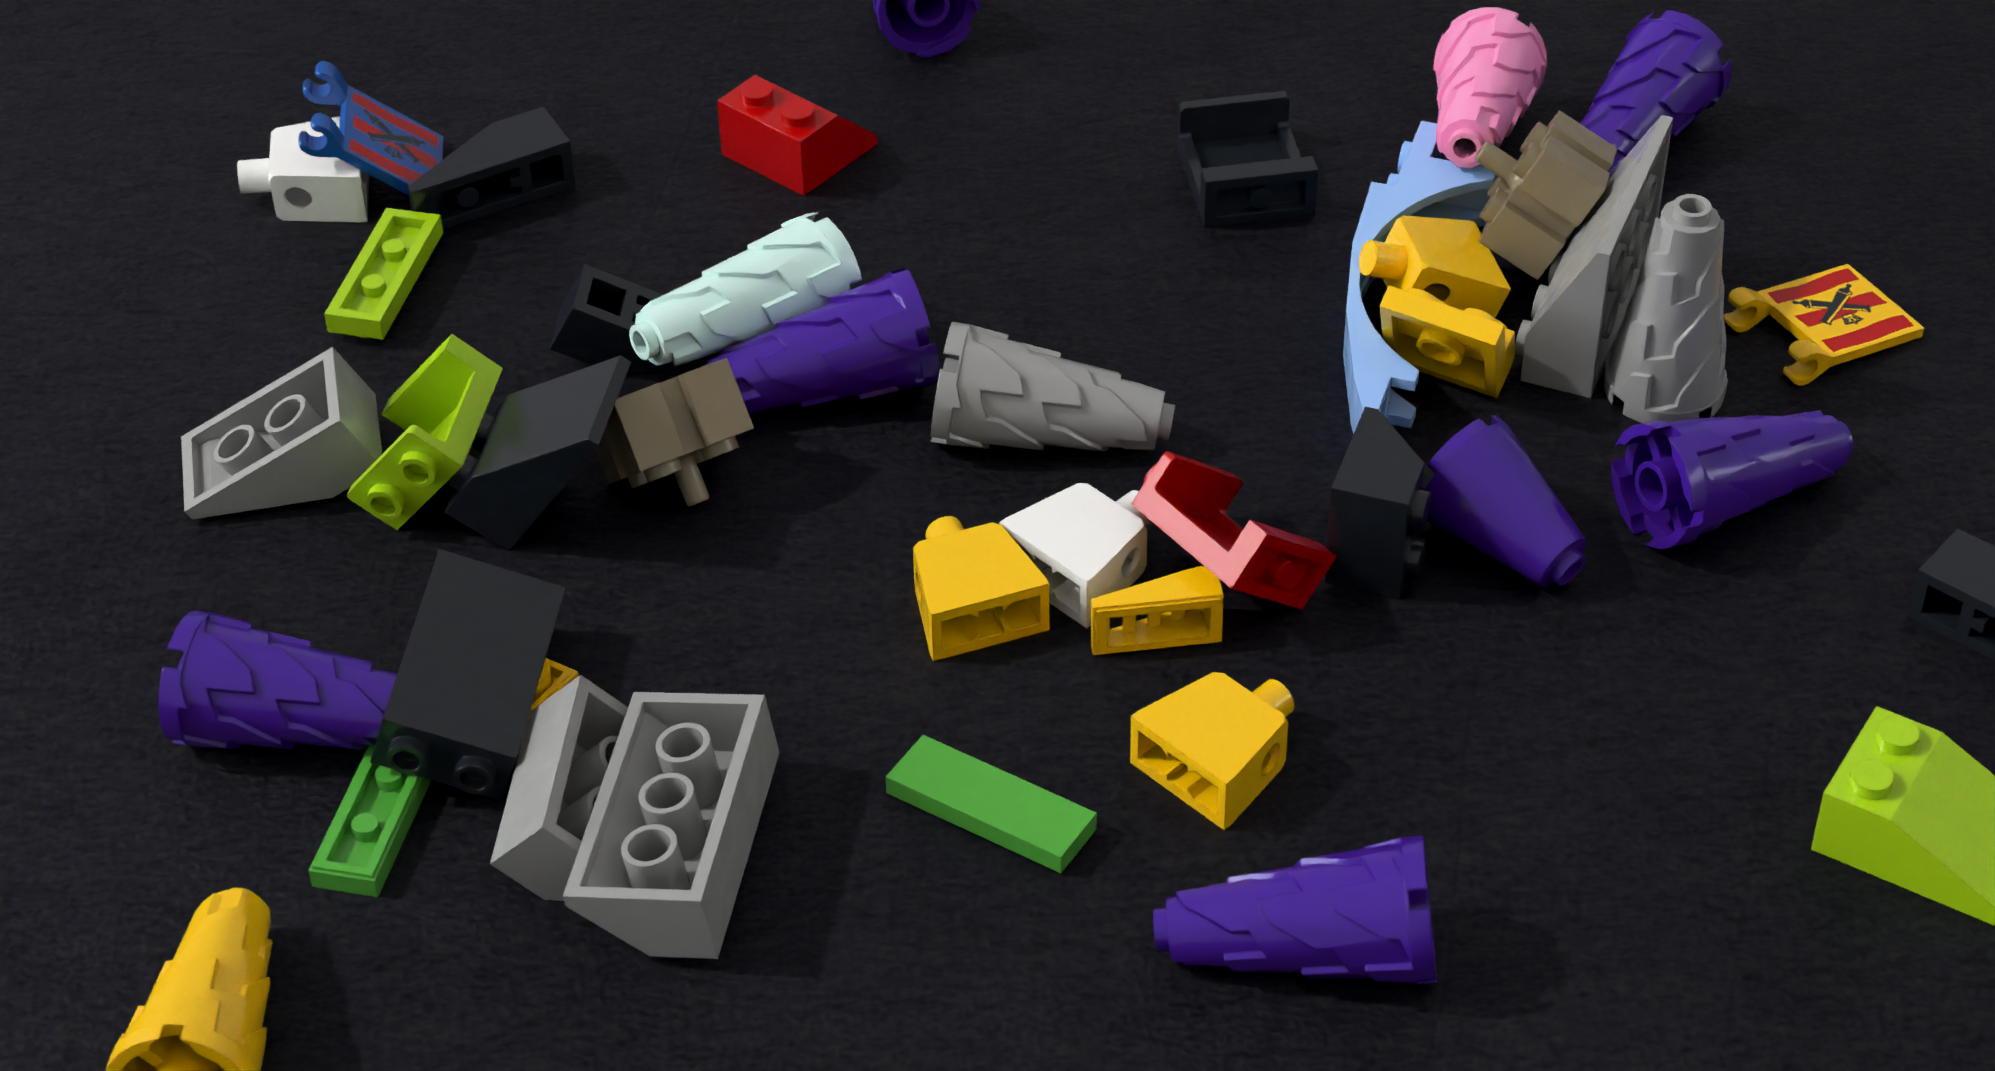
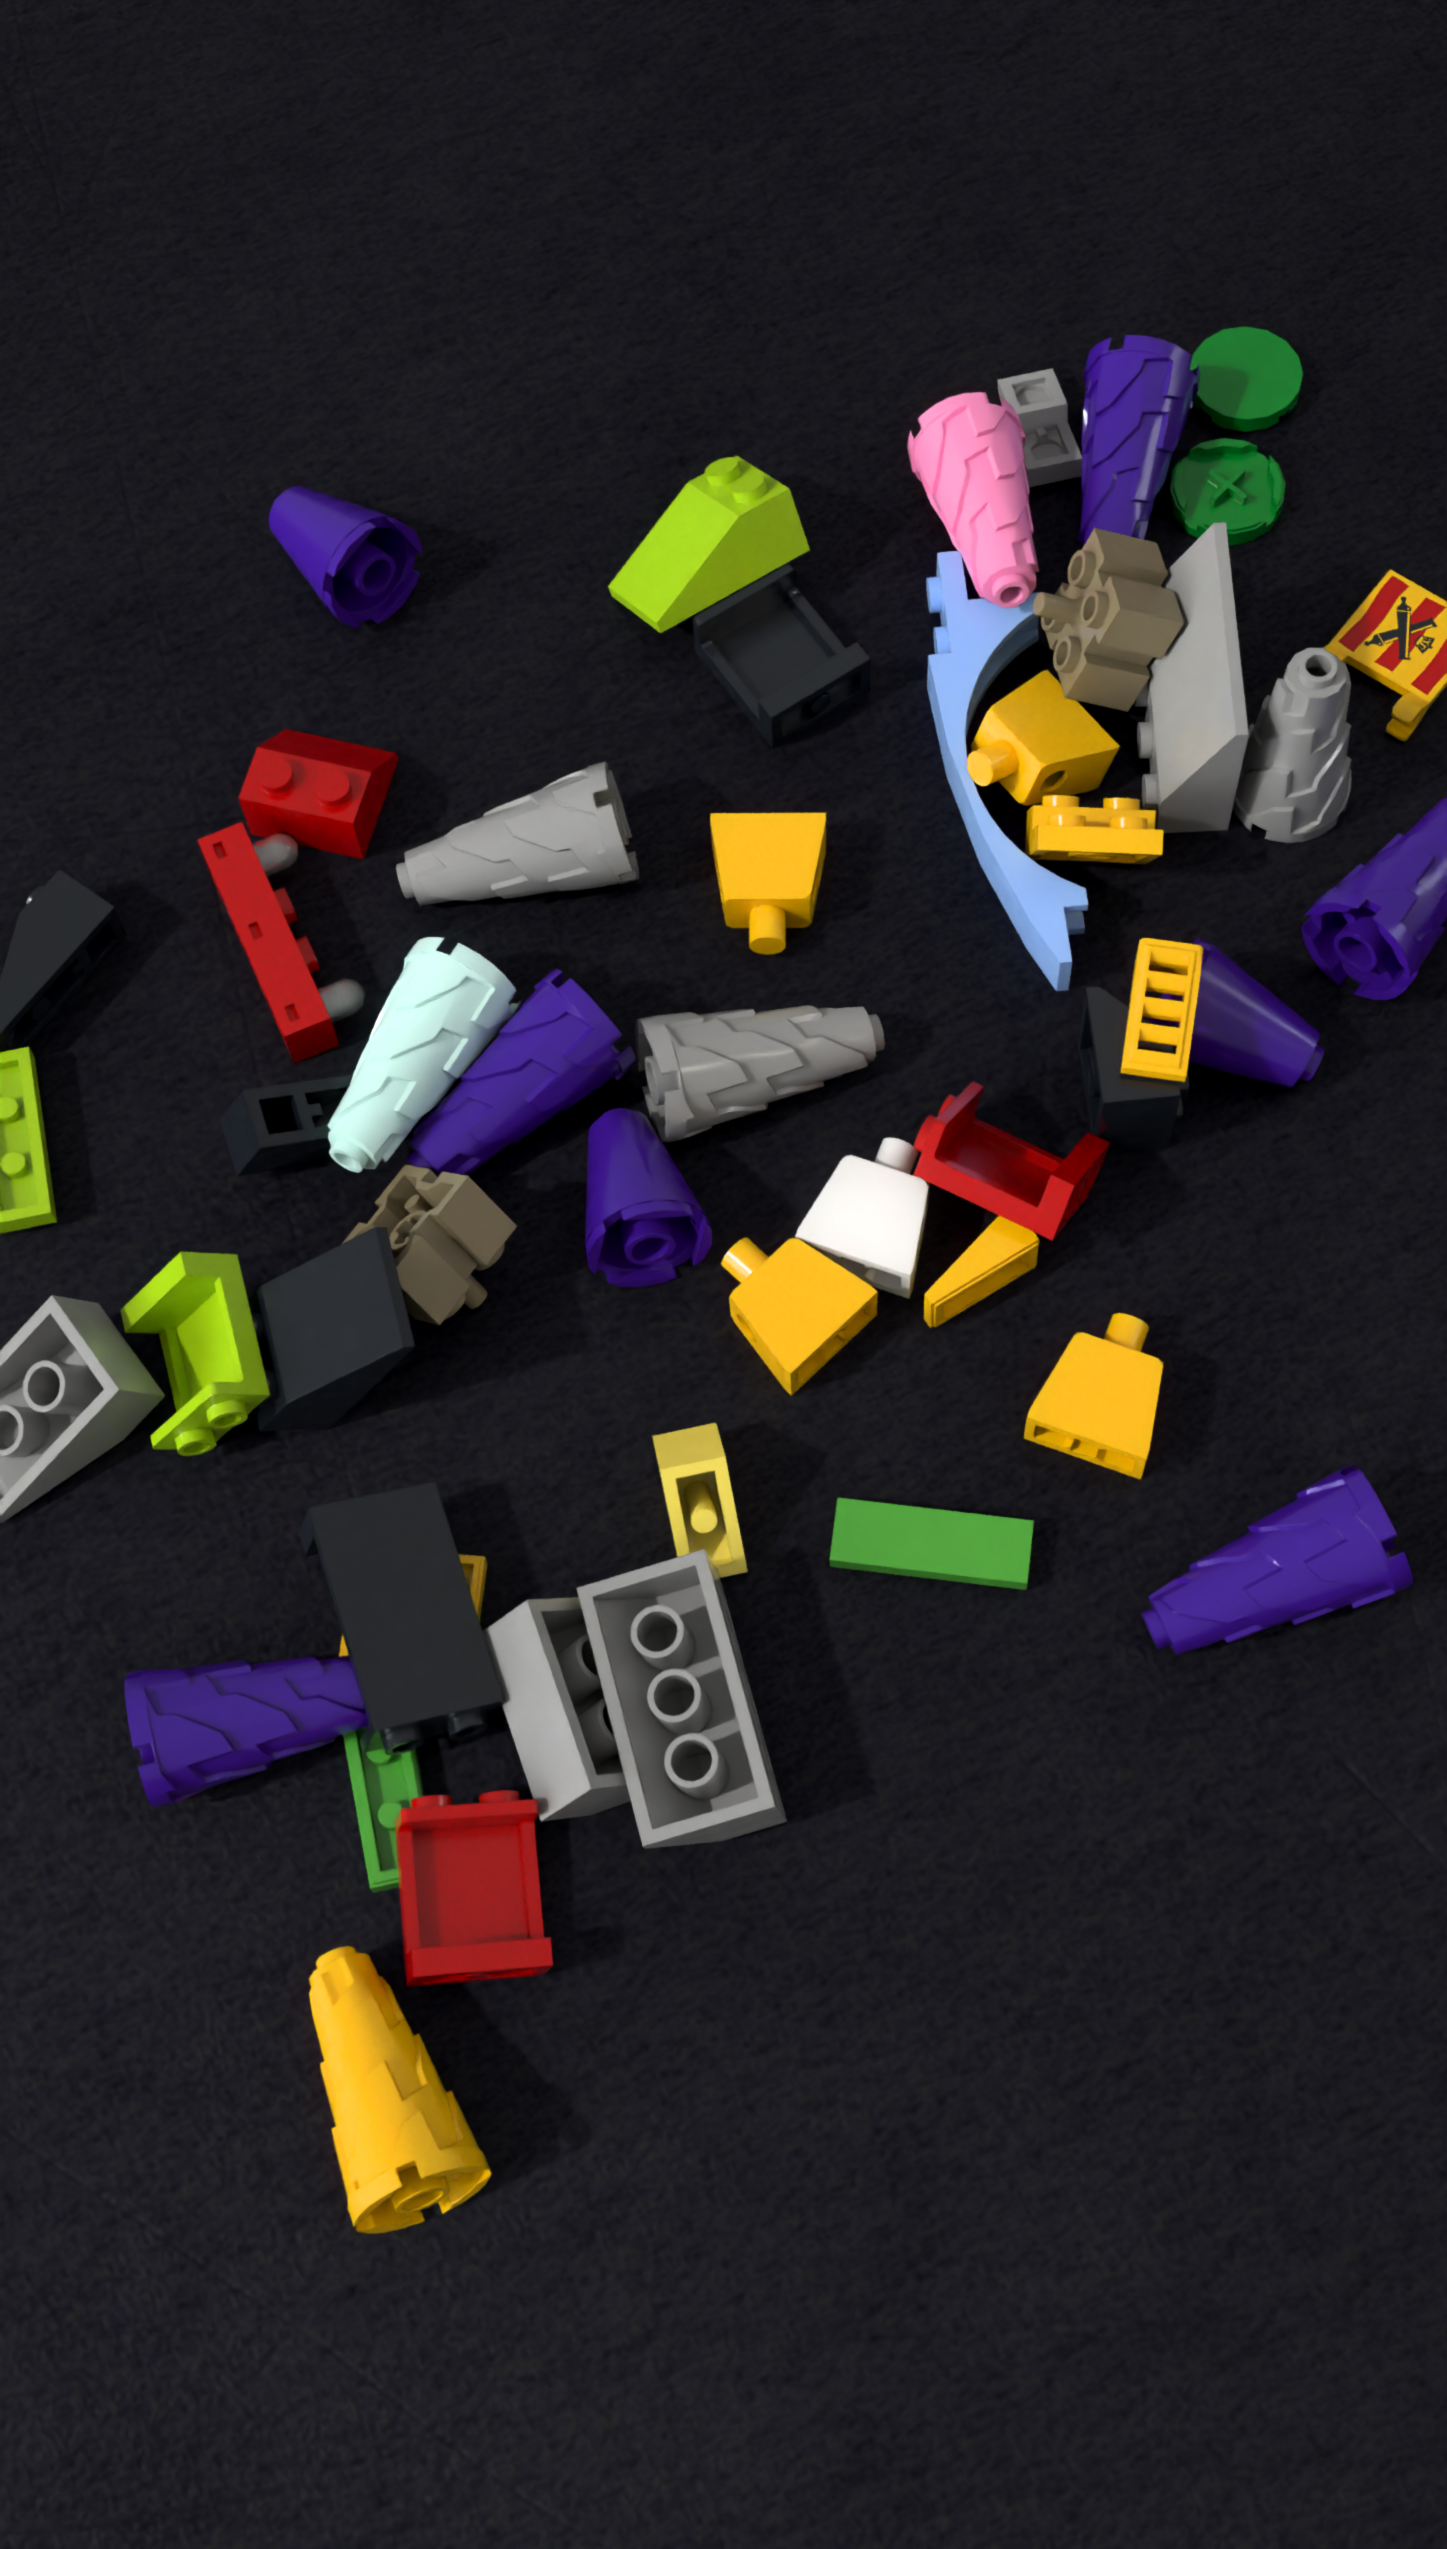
camera: 20 degrees left, 25 degrees up
(393, 894) = (470, 1890): none -> red panel
(689, 201) = (262, 925): none -> red piece
(799, 681) = (700, 1496): none -> light yellow slope
(872, 471) = (638, 1205): none -> dark purple cone
(952, 208) = (537, 844): none -> light grey cone
(1145, 290) = (768, 872): none -> yellow torso
(1235, 59) = (710, 543): none -> lime slope
(1427, 426) = (1165, 969): none -> yellow slope
(1571, 81) = (1043, 412): none -> light grey slope
(1724, 170) = (1227, 484): none -> green tile
(1780, 105) = (1246, 378): none -> green tile

